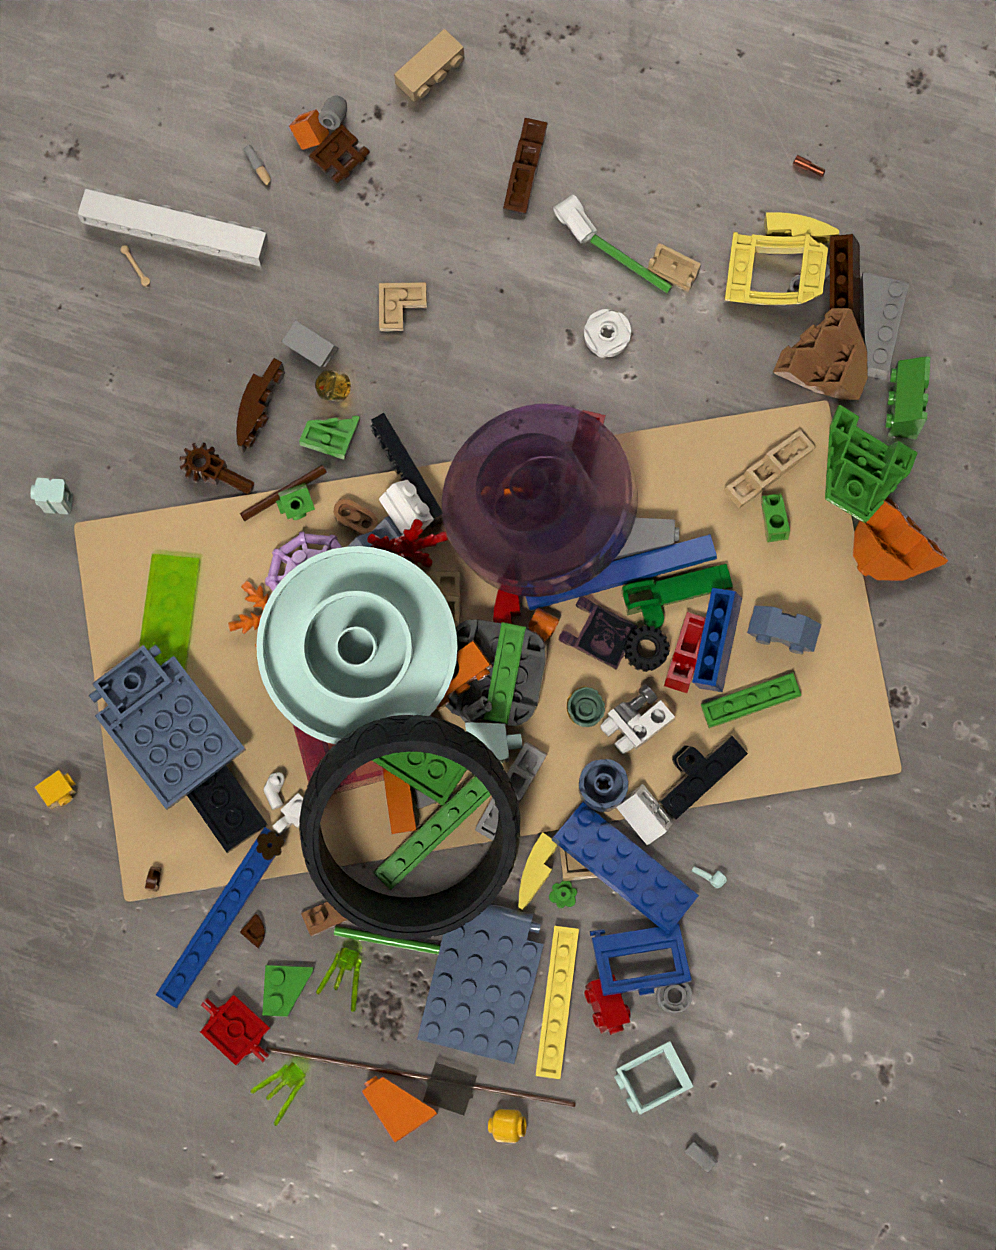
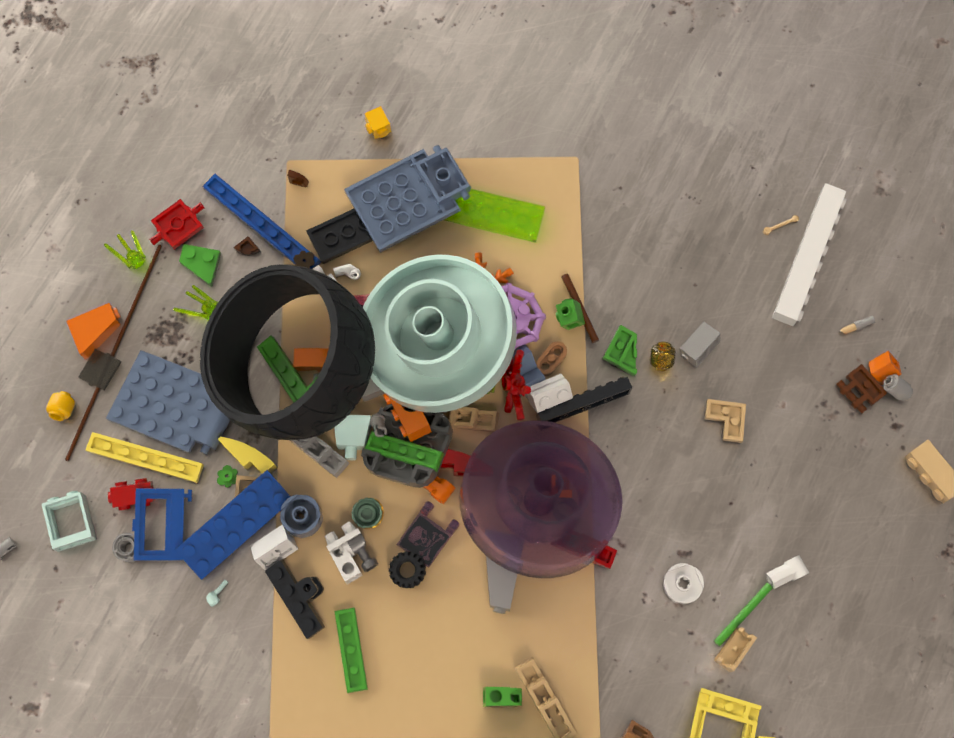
camera: 95 degrees right, 5 degrees down
(52, 495) = (599, 141): light aqua brick -> none
(213, 470) = (607, 260): reddish brown gear -> none
(252, 412) = (648, 292): reddish brown slope -> none
(525, 165) = (839, 538): reddish brown slope -> none
(638, 568) = (475, 583): blue tile -> none
(674, 591) = (453, 601): green piece -> none
(685, 653) = (399, 603): red slope -> none
(717, 639) = (403, 628): blue brick -> none
(771, 625) = (403, 686): sand blue brick -> none

